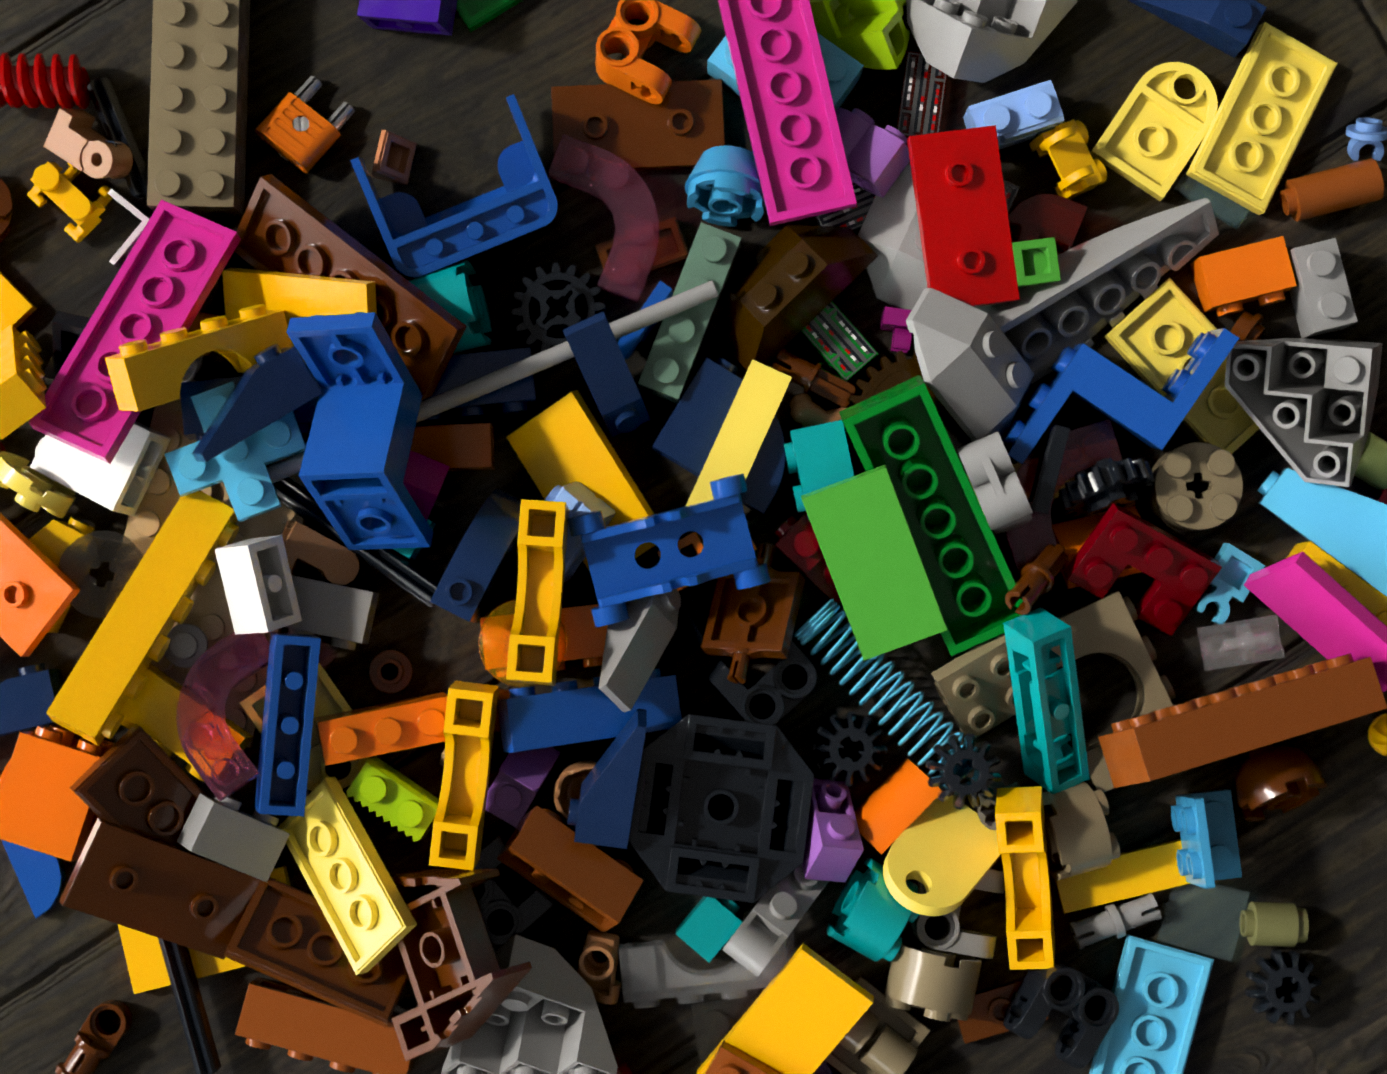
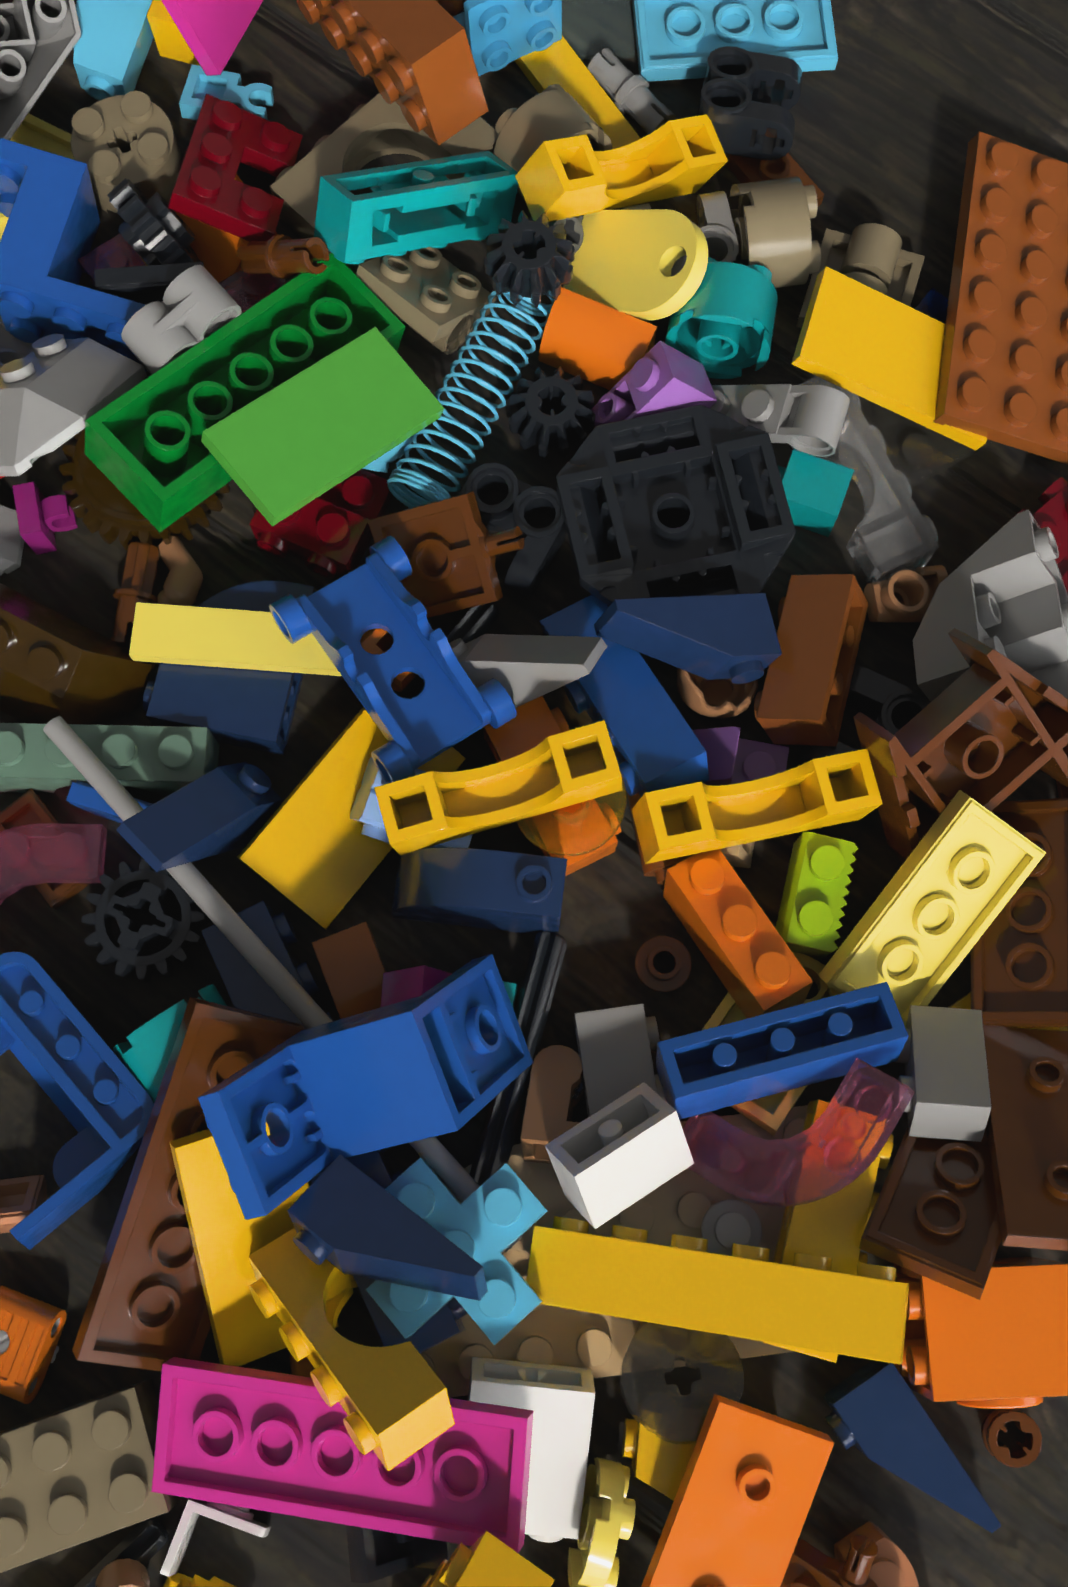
camera: 115 degrees left, 10 degrees down
(818, 457) = (230, 535): teal brick -> none
(838, 342) = (85, 583): tile -> none
(1240, 642) = (285, 62): clear hips -> none

